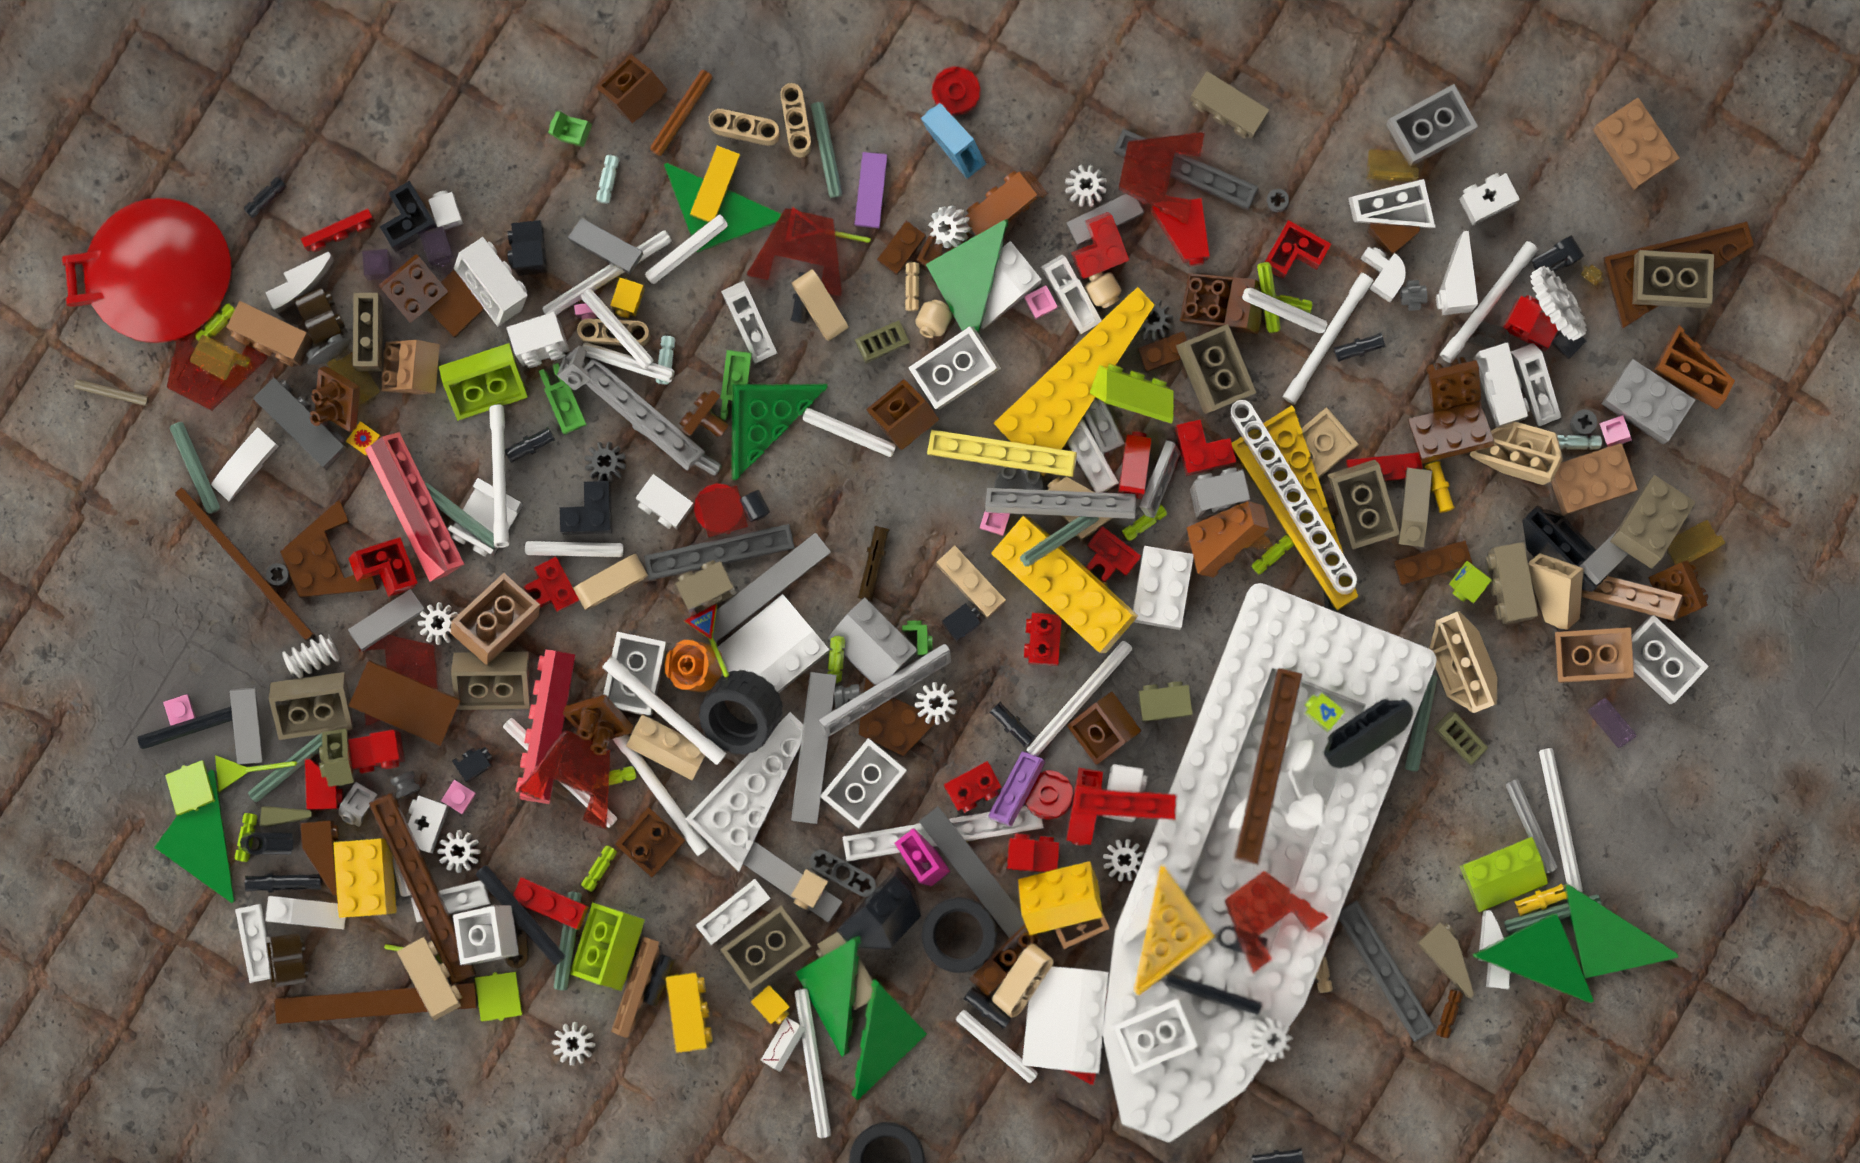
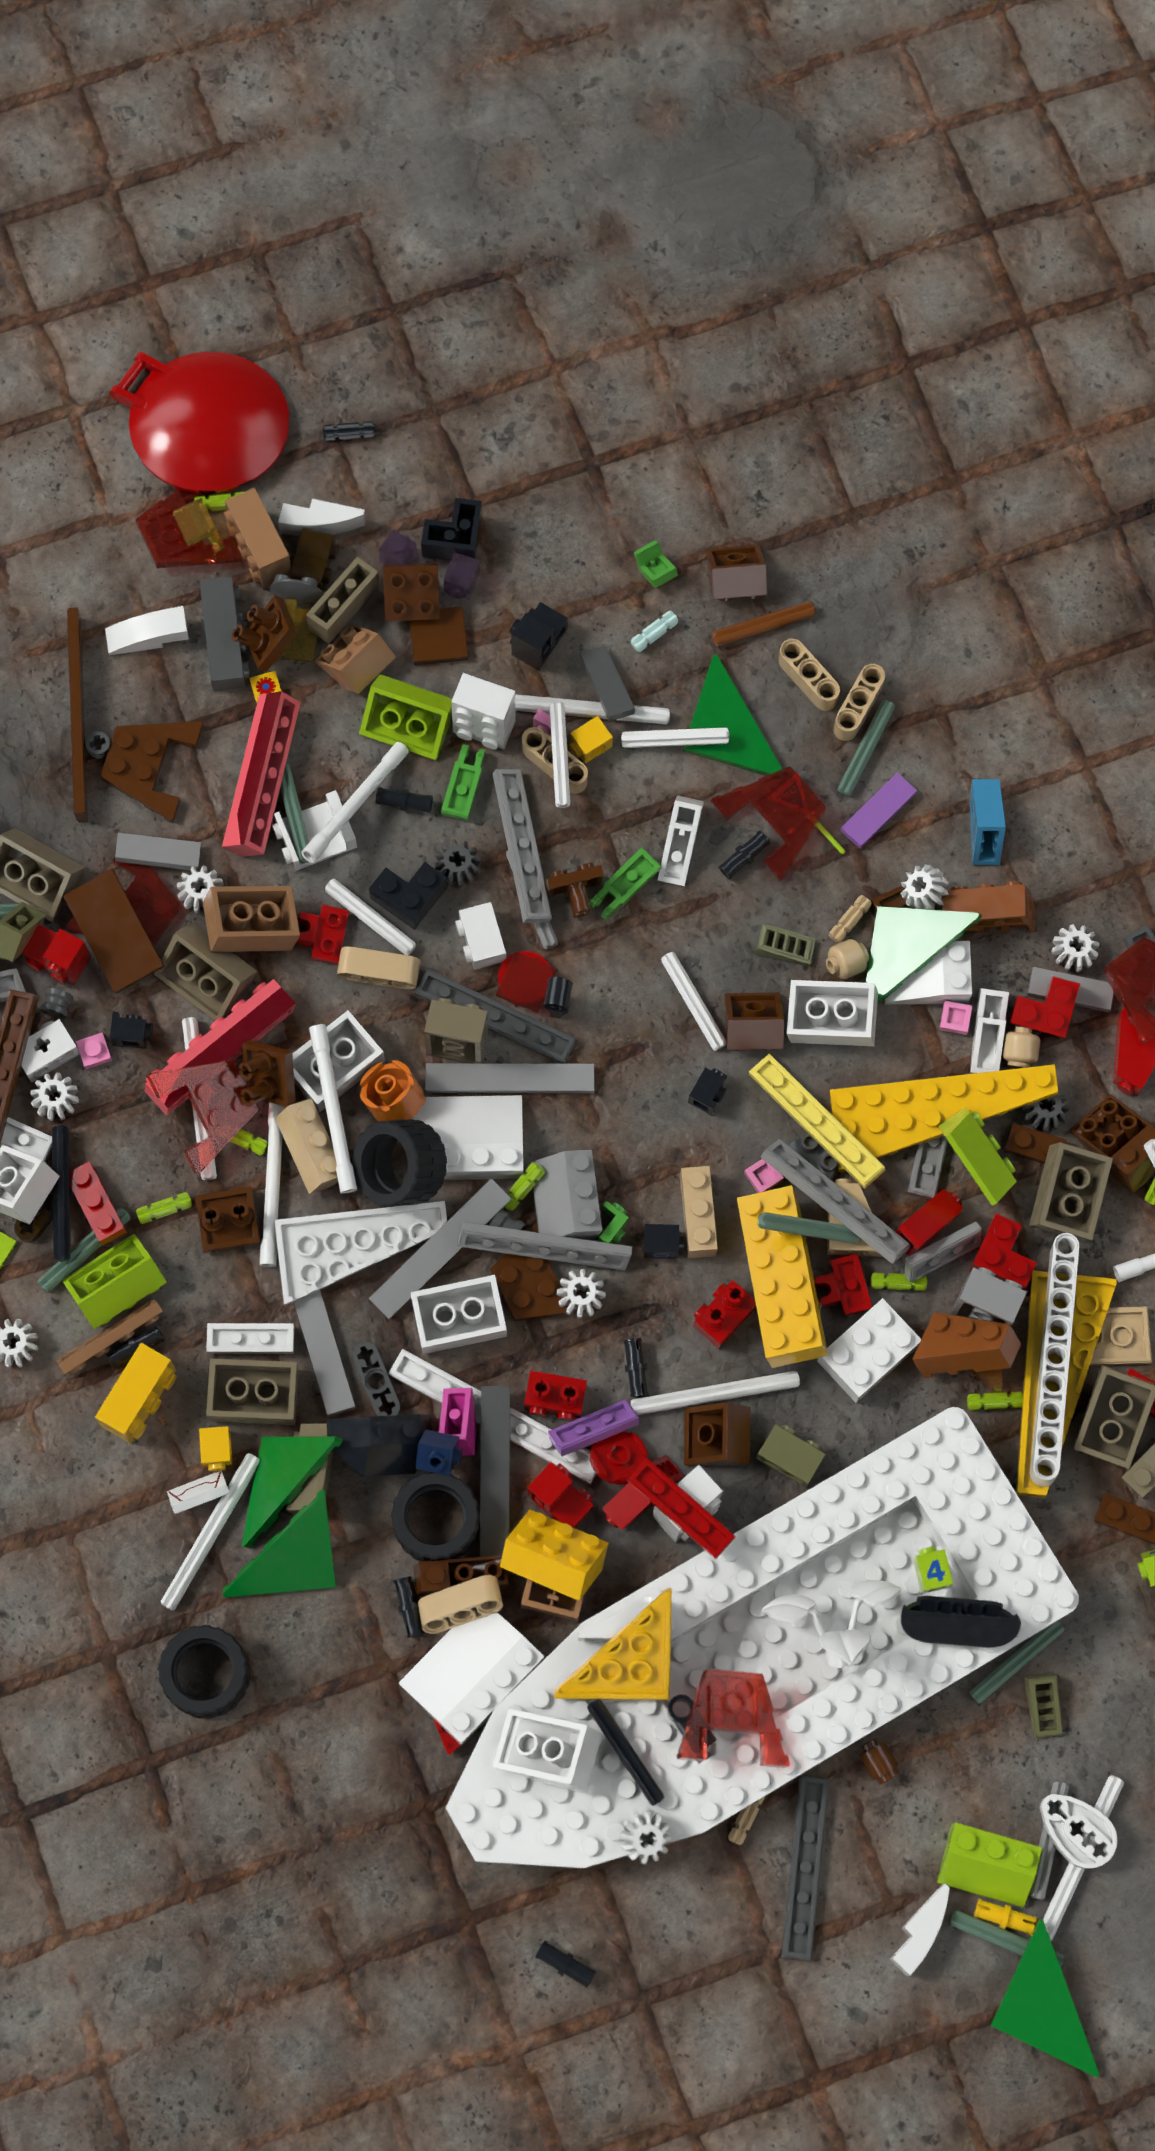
camera: 35 degrees right, 10 degrees down
(111, 392) = (86, 491): dark tan bar -> none
(194, 467) = (103, 604): sand green axle -> none
(311, 656) = (68, 833): white piece -> none
(338, 231) = (387, 501): red plate -> none
(389, 561) = (200, 800): red brick -> none
(445, 210) = (493, 552): white brick -> none
(491, 281) = (483, 633): white brick -> none
(572, 369) = (491, 764): light grey bracket -> none
(627, 362) = (546, 793): white axle -> none
(666, 354) = (581, 818): light aqua axle -> none
(704, 623) = (430, 1067): piece -> none
(715, 184) = (745, 702): yellow tile -> none
(763, 415) = (629, 928): green tile -> none
(808, 890) = (333, 1370): tan brick -> none
(820, 305) = (755, 870): tan beam -> none
(874, 560) = (633, 1122): dark brown pin -> none
(901, 247) = (866, 879): reddish brown plate -> none
(909, 489) = (707, 1090): none -> black brick
(928, 891) = (438, 1452): none -> dark blue brick
(956, 90) = (1022, 783): red tile -> none
(996, 1046) = (389, 1648): white axle -> none
(1091, 459) = (894, 1188): white tile -> none
(1123, 851) = (647, 1562): white gear -> none
(1268, 766) = (840, 1578): reddish brown tile -> none
(1381, 862) = (879, 1761): none -> reddish brown brick
(1445, 952) = (875, 1891): dark tan slope -> none
(1449, 1014) = (835, 1956): reddish brown axle -> none
(1464, 663) = (1099, 1634): tan wedge -> none
(1541, 955) = (966, 1968): green tile -> none
(1551, 791) = (1092, 1822): none -> white piece

